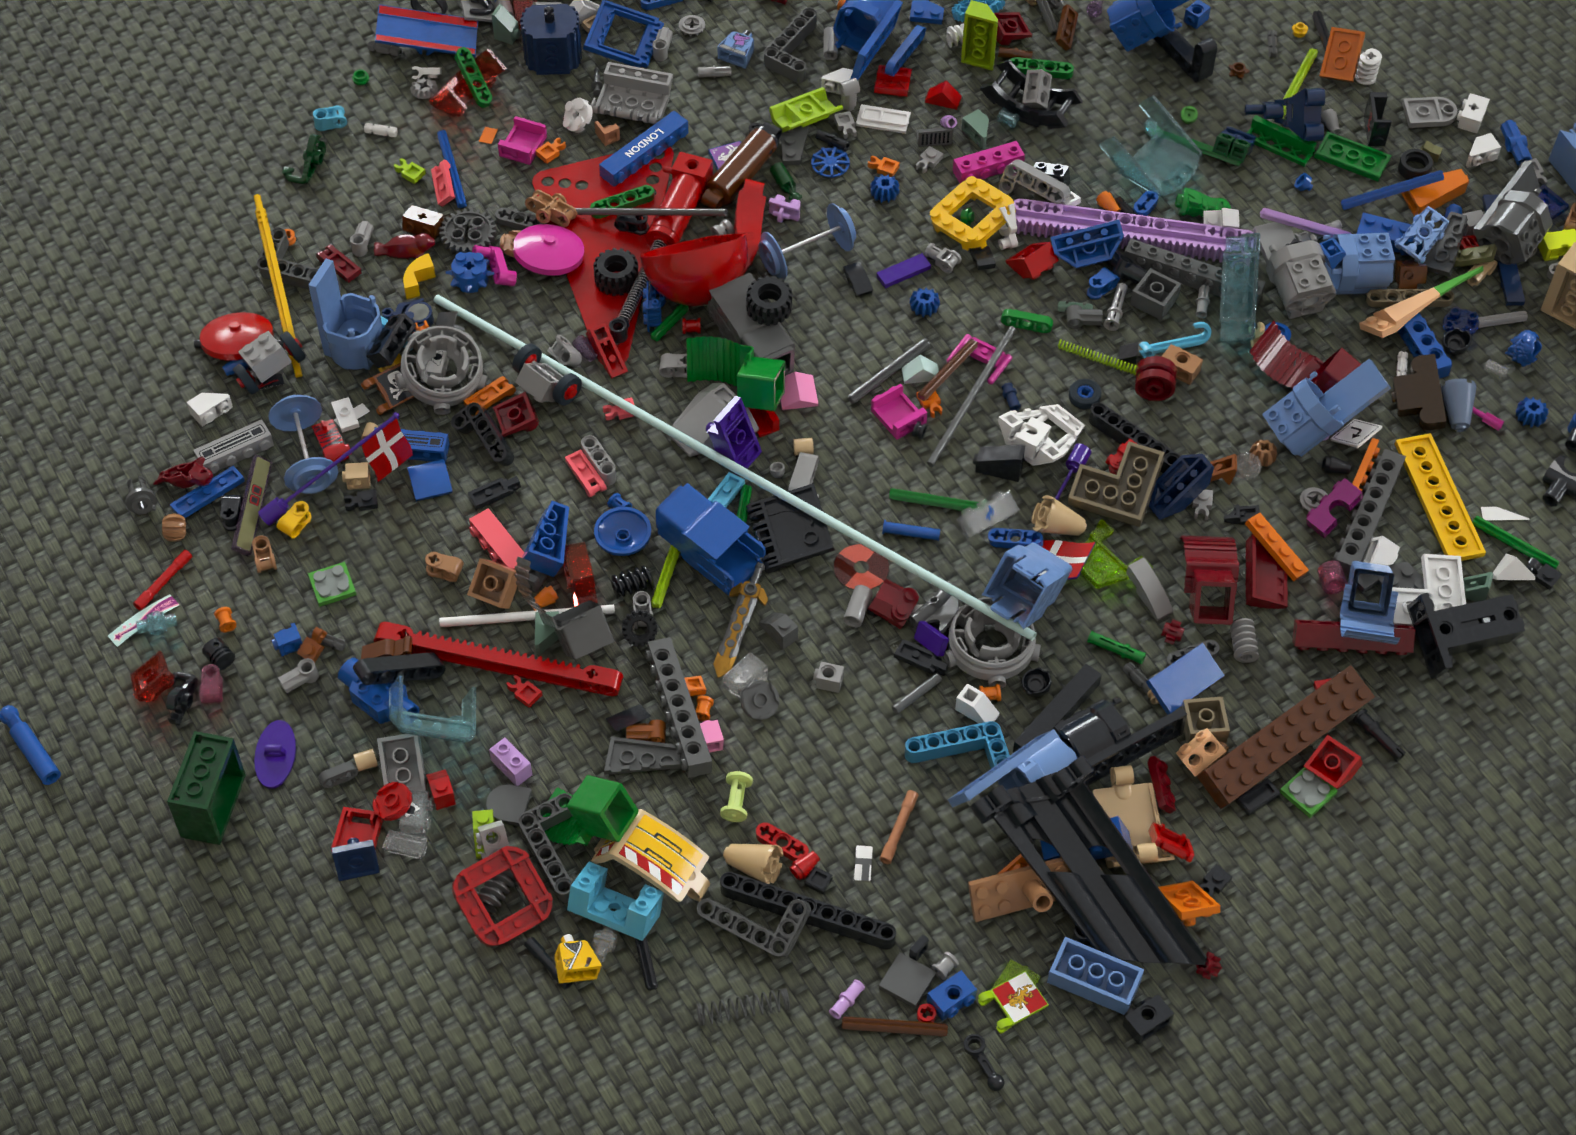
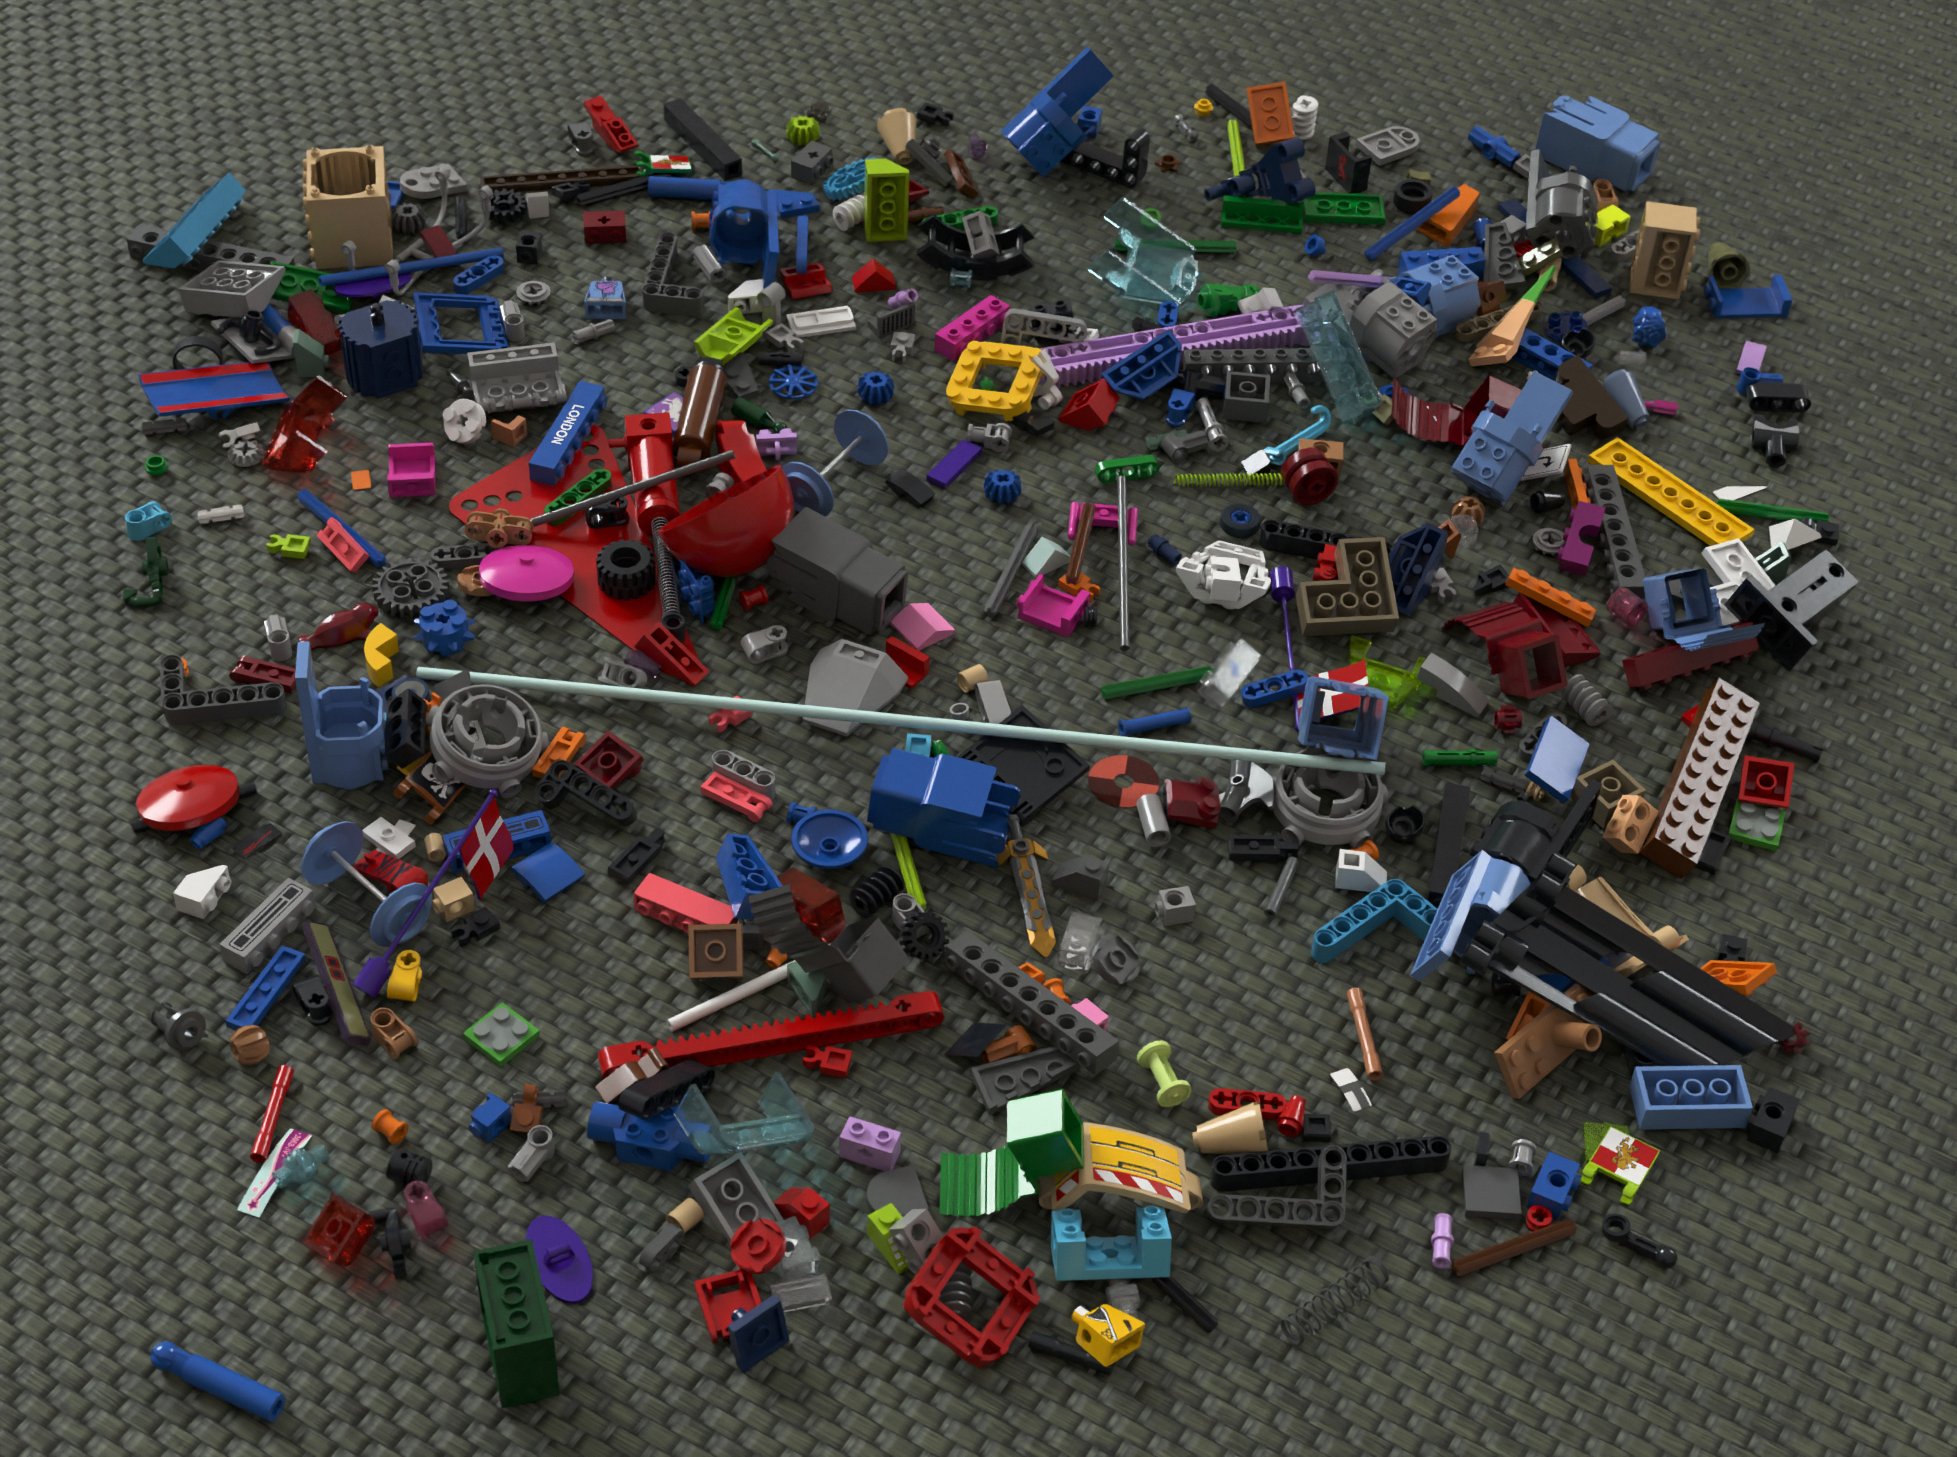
camera: 30 degrees left, 10 degrees down
(186, 474) = (227, 977): dark red animal -> none
(266, 358) = (251, 805): light grey brick -> none
(275, 275) = (204, 716): yellow axle -> none
(420, 220) = (345, 592): reddish brown brick -> none
(445, 567) = (636, 960): medium nougat piece -> none
(472, 77) = (326, 437): green beam -> none
(497, 262) = (486, 617): dark pink beam -> none
(543, 380) = (623, 712): brick -> none
(544, 847) = (959, 1207): dark grey beam -> none
(550, 151) = (452, 472): orange plate -> none
(734, 434) = (894, 683): dark purple brick -> none
(757, 379) = (850, 613): green piece -> none
(769, 289) = (853, 525): black tyre -> none
(884, 166) = (858, 366): orange plate -> none
(931, 638) = (1262, 821): dark purple tile -> none
(976, 127) = (935, 298): sand green slope -> none
(1000, 461) = (1205, 615): black slope -> none
(1057, 518) = (1306, 648): tan cone -> none
(1107, 202) = (1126, 325): orange cone -> none
(1161, 784) = (1609, 873): dark red plate -> none
(1171, 841) = (1682, 927): red container -> none
(1235, 140) = (1217, 226): dark green hips -> none
(1381, 551) = (1657, 561): white slope -> none
(1429, 241) = (1469, 246): light blue piece -> none
(1473, 113) = (1433, 132): white brick -> none
(1483, 150) = (1469, 163): white slope -> none
(1532, 412) = (1697, 385): blue gear -> none

